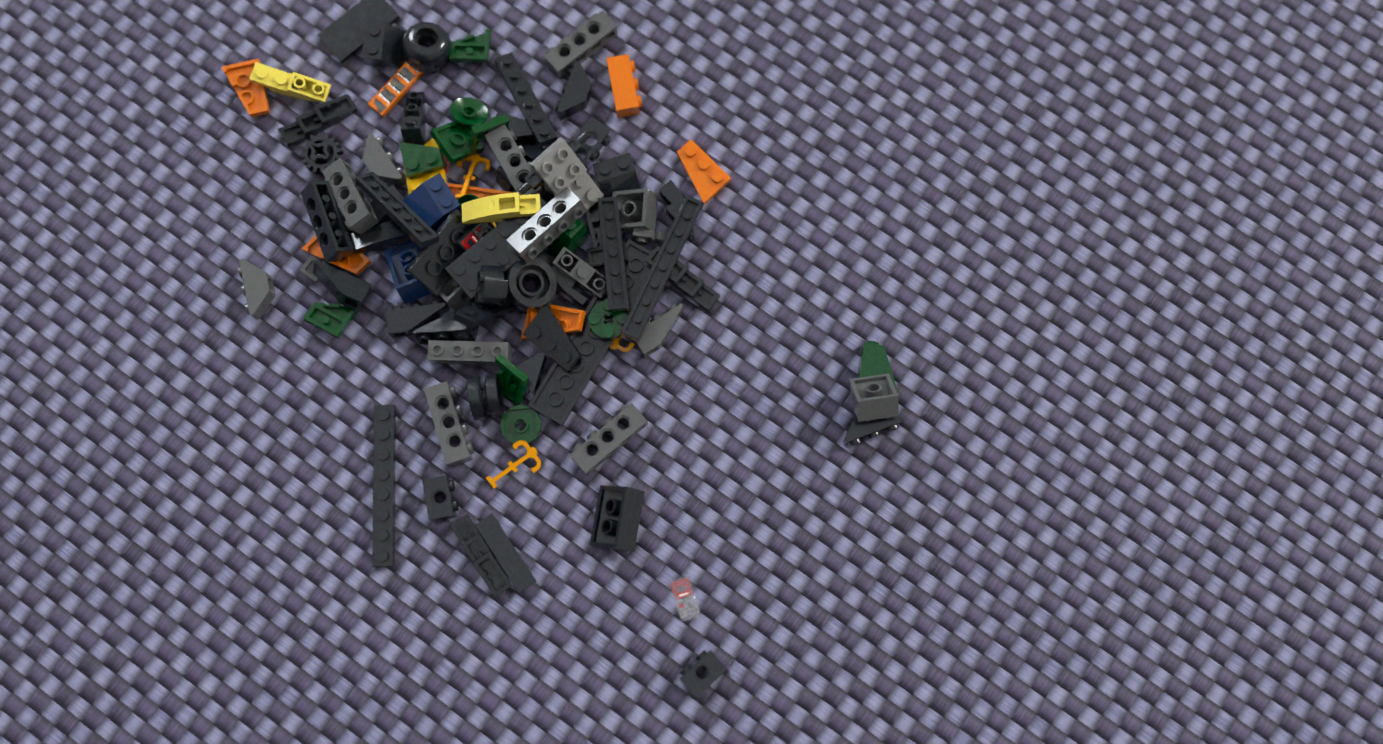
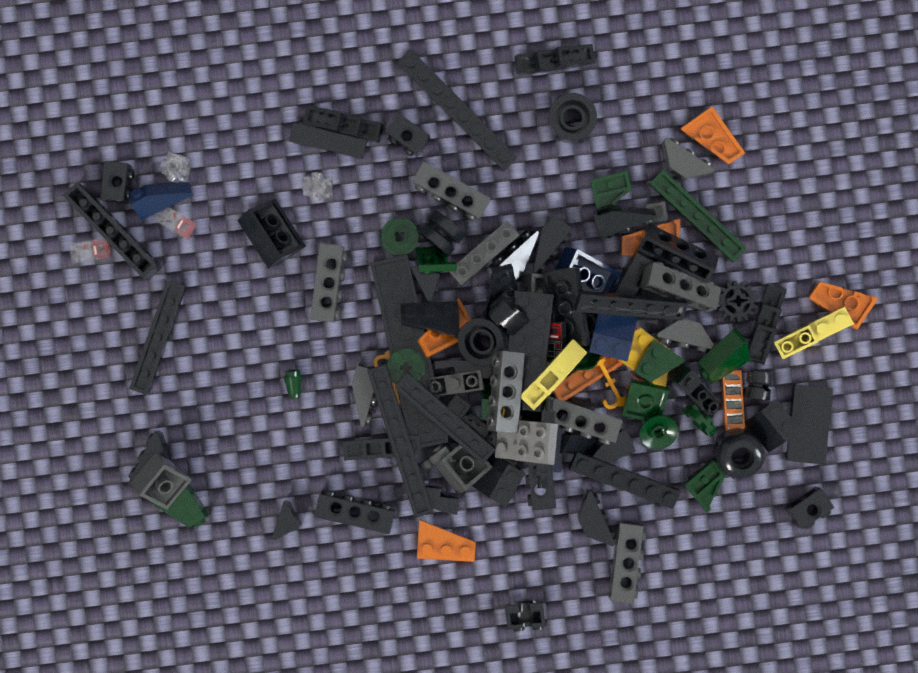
camera: 140 degrees right, 10 degrees up
(215, 287) = (714, 136): none -> orange wing
(272, 455) = (555, 59): none -> black slope
(287, 240) = (697, 216): none -> dark green plate
(290, 386) = (578, 104): none -> black piece
(366, 81) = (758, 385): none -> black wheel
(369, 120) = (725, 357): none -> dark green slope
(432, 93) = (701, 421): none -> dark green plate
(480, 129) = (628, 422): dark green wing -> none
(531, 453) = (374, 224): light orange piece -> none
(546, 521) = (317, 186): none -> clear brick
(624, 85) = (562, 558): orange brick -> none
(636, 640) = (175, 167): none -> clear brick
(680, 629) = (157, 197): none -> dark blue slope
(687, 70) = (525, 614): none -> black cylinder
(705, 387) = (293, 383): none -> dark green cone
(733, 223) = (325, 511): none -> black brick
(741, 634) = (112, 231): none -> black brick
(774, 638) = (89, 250): none -> clear tile
(780, 517) = (157, 337): none -> black plate
(806, 287) = (287, 521): none -> black slope

